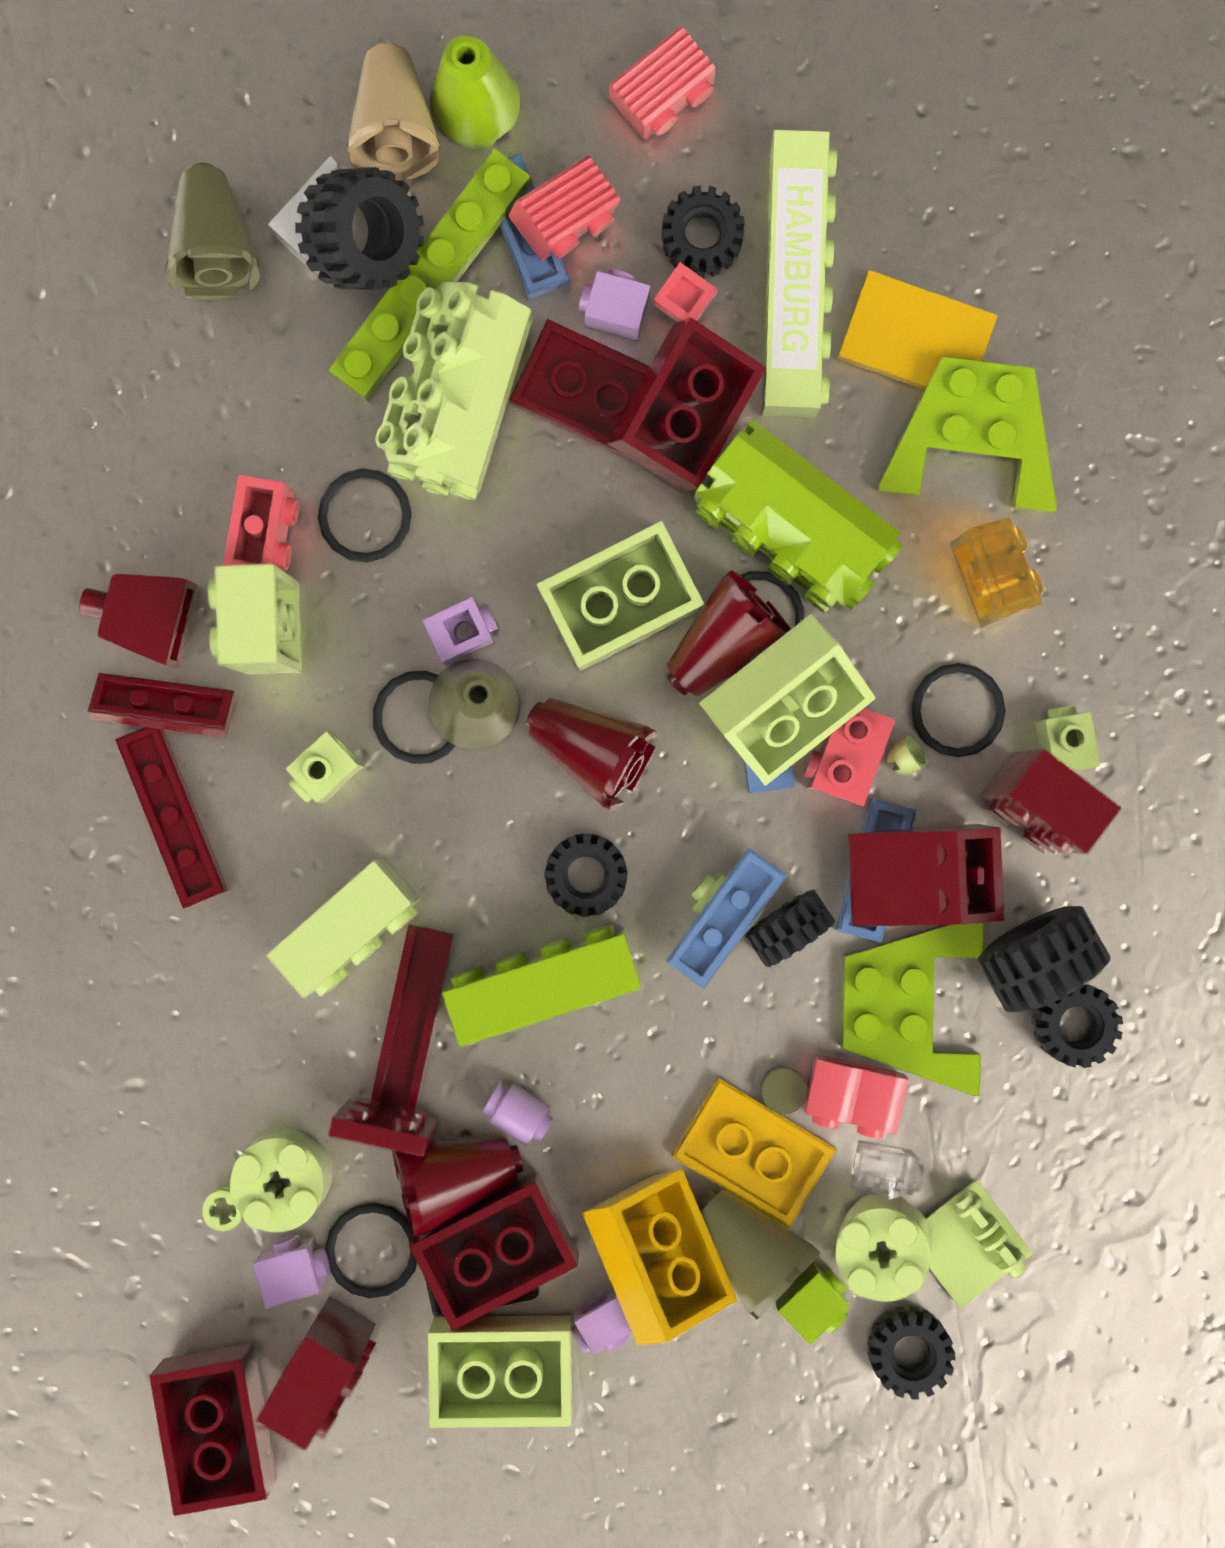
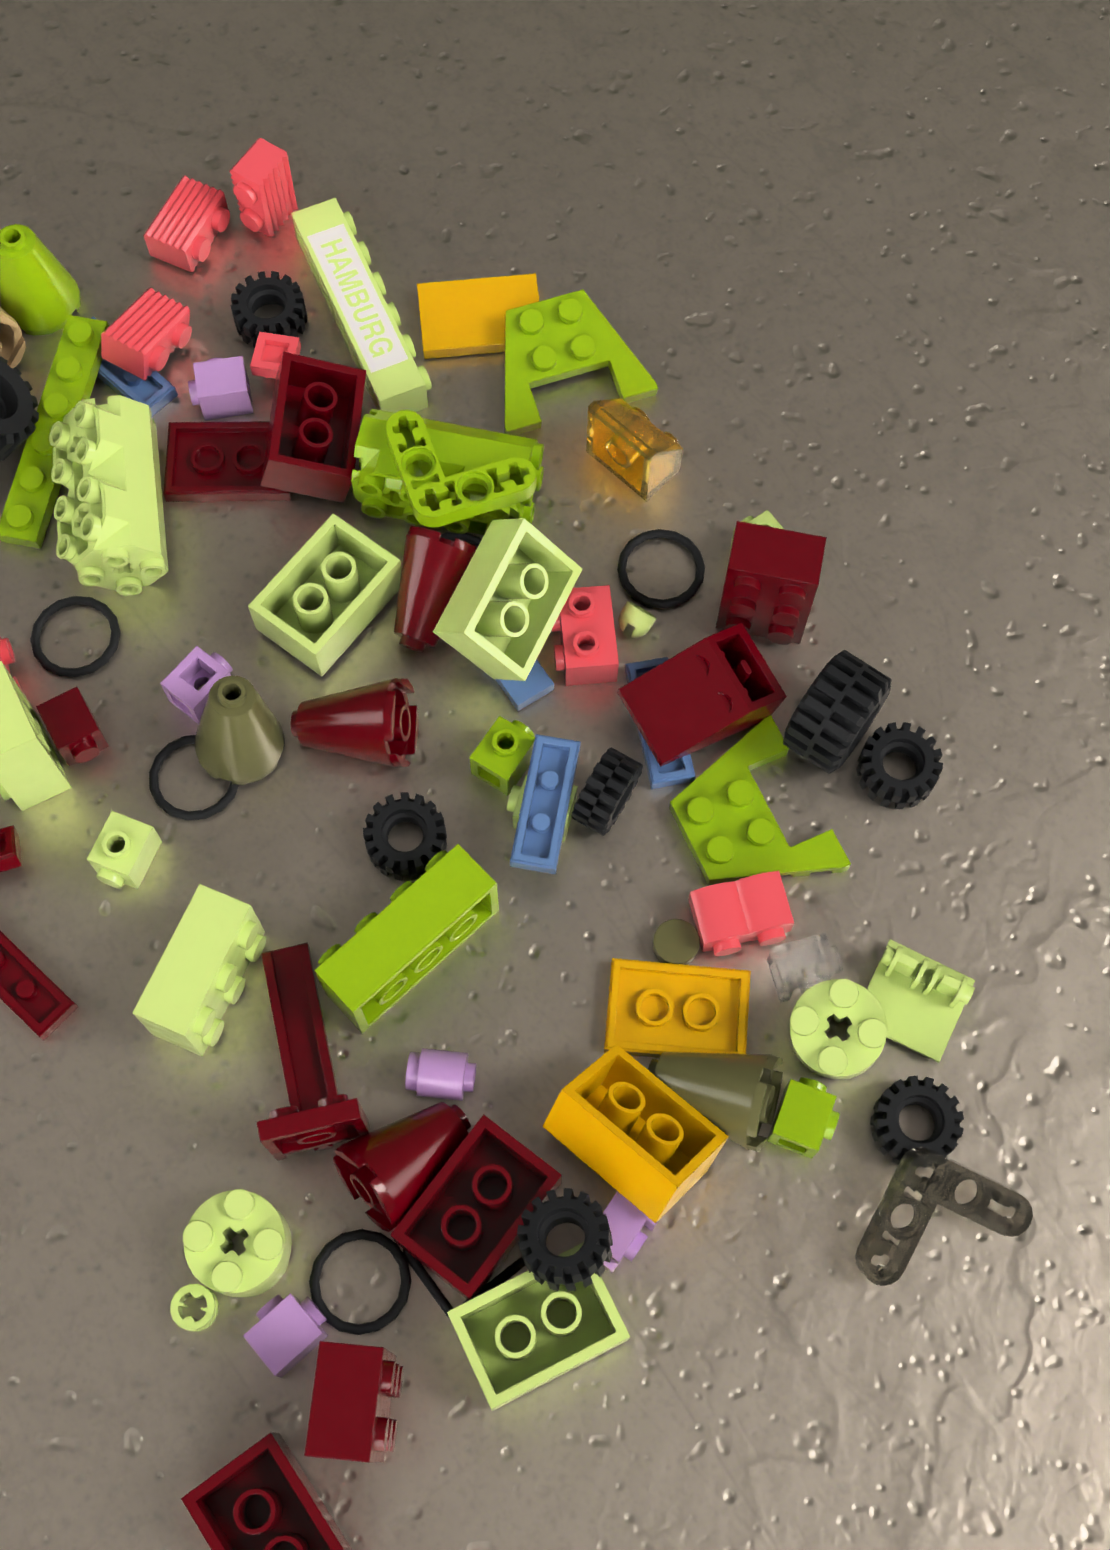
camera: 30 degrees left, 20 degrees down
(324, 620) = (72, 727): none -> dark red brick
(523, 1329) = (572, 1268): none -> black tyre
(715, 838) = (503, 754): none -> lime brick
(759, 83) = (264, 187): none -> coral brick
(772, 550) = (437, 486): none -> lime beam
(886, 1413) = (934, 1190): none -> clear smoke beam

